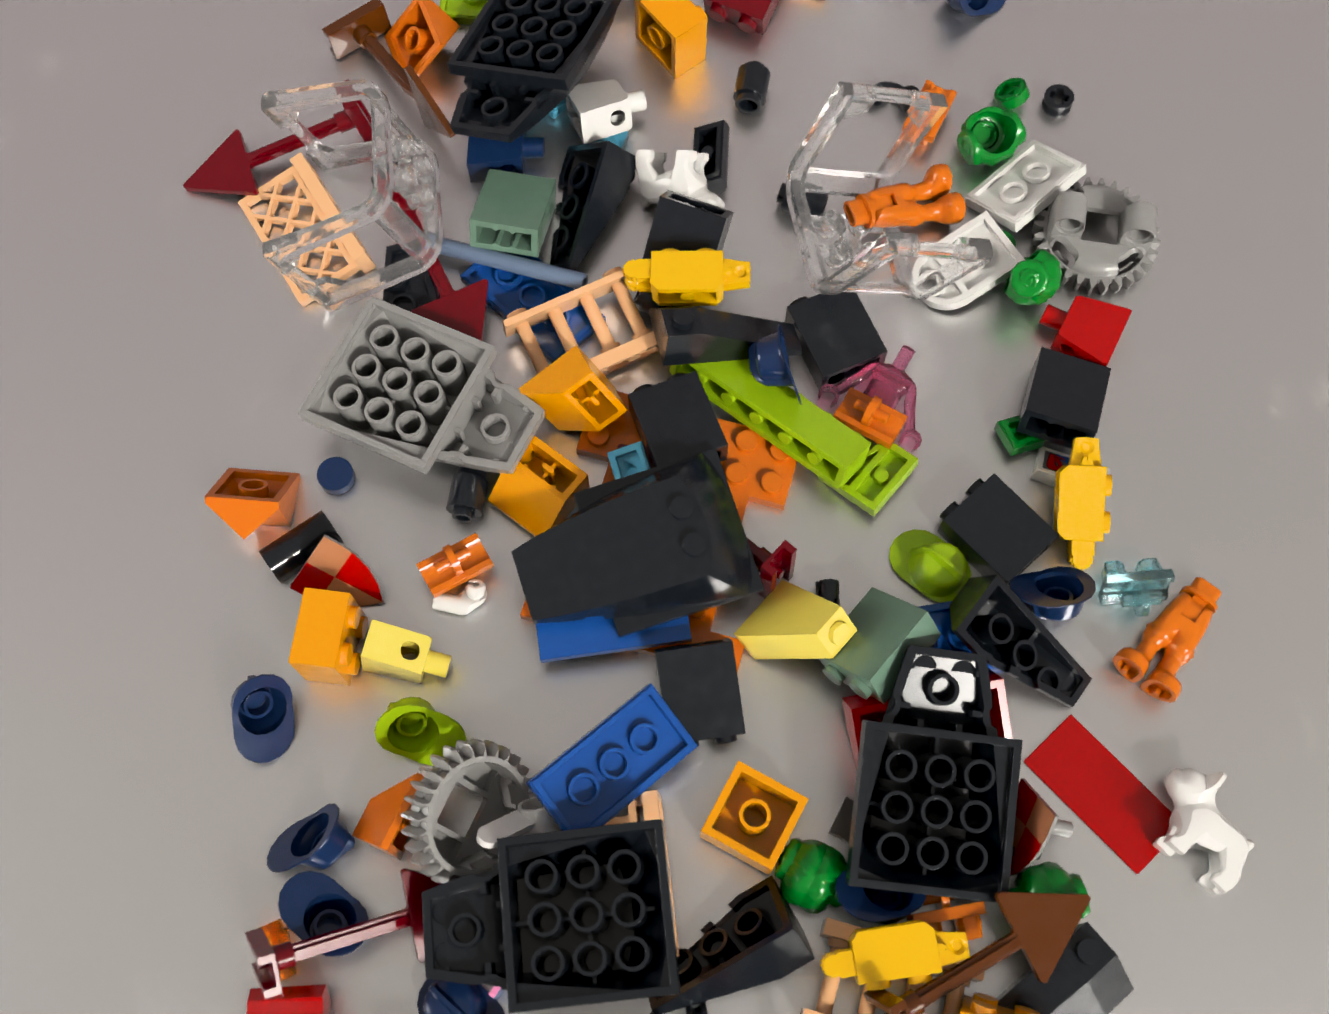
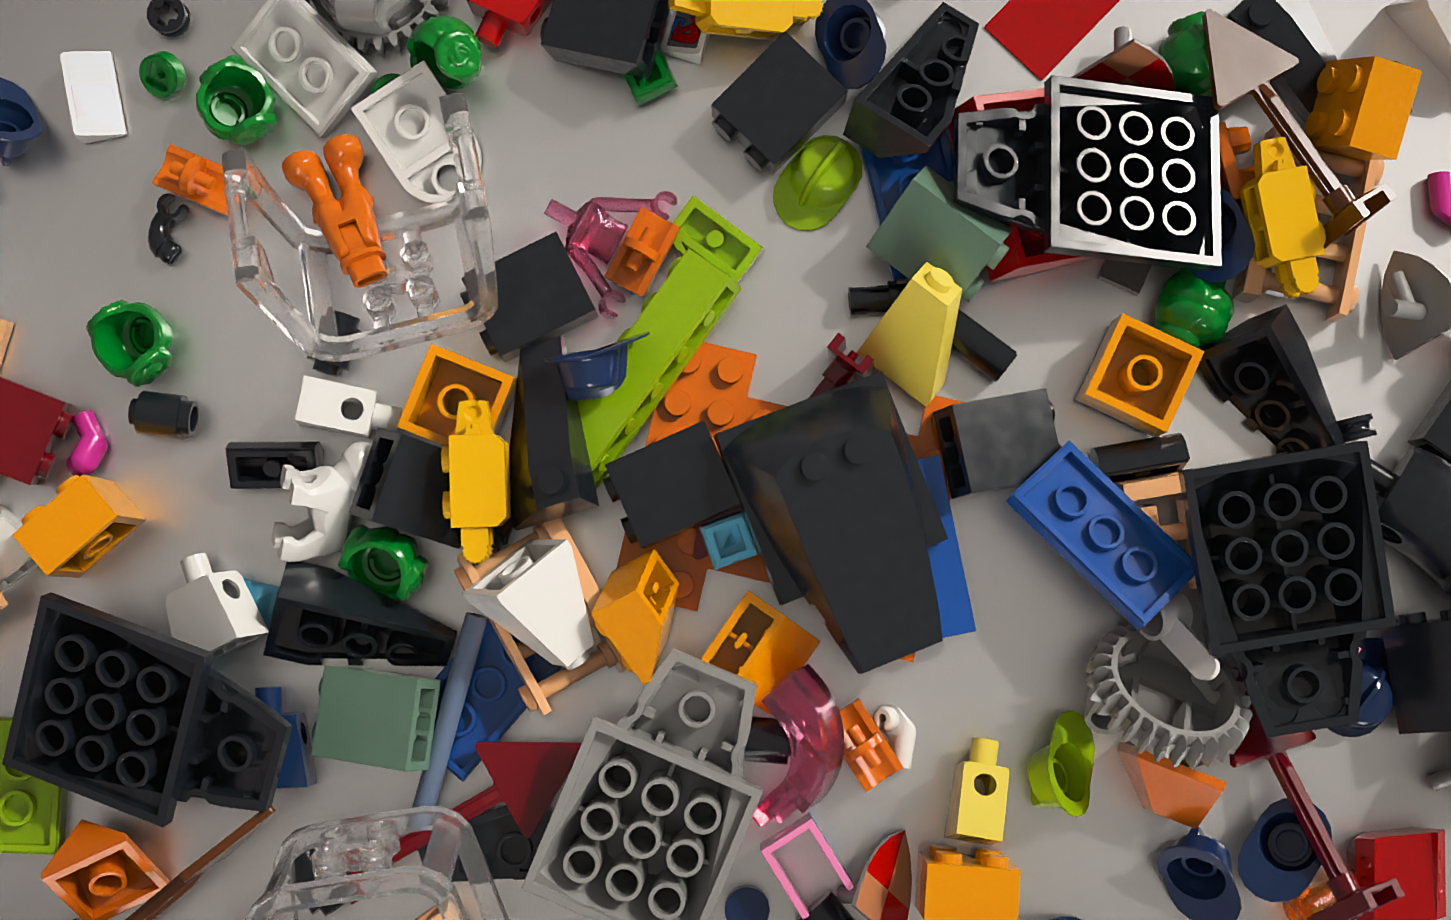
camera: 90 degrees left, 15 degrees up
(356, 499) = (786, 835): none -> bright pink piece
(463, 520) = (816, 742): none -> clear pink arch
(587, 315) = (538, 601): none -> white slope
(631, 222) = (384, 561): none -> green hair
(680, 817) = (1141, 457): none -> black brick
(730, 42) = (90, 447): none -> dark pink arm
(750, 197) = (324, 403): none -> white torso
(771, 275) = (444, 382): none -> light orange brick
(787, 685) = (981, 347): none -> black brick
(807, 65) = (131, 341): none -> green hair
(994, 49) = (93, 95): none -> slope

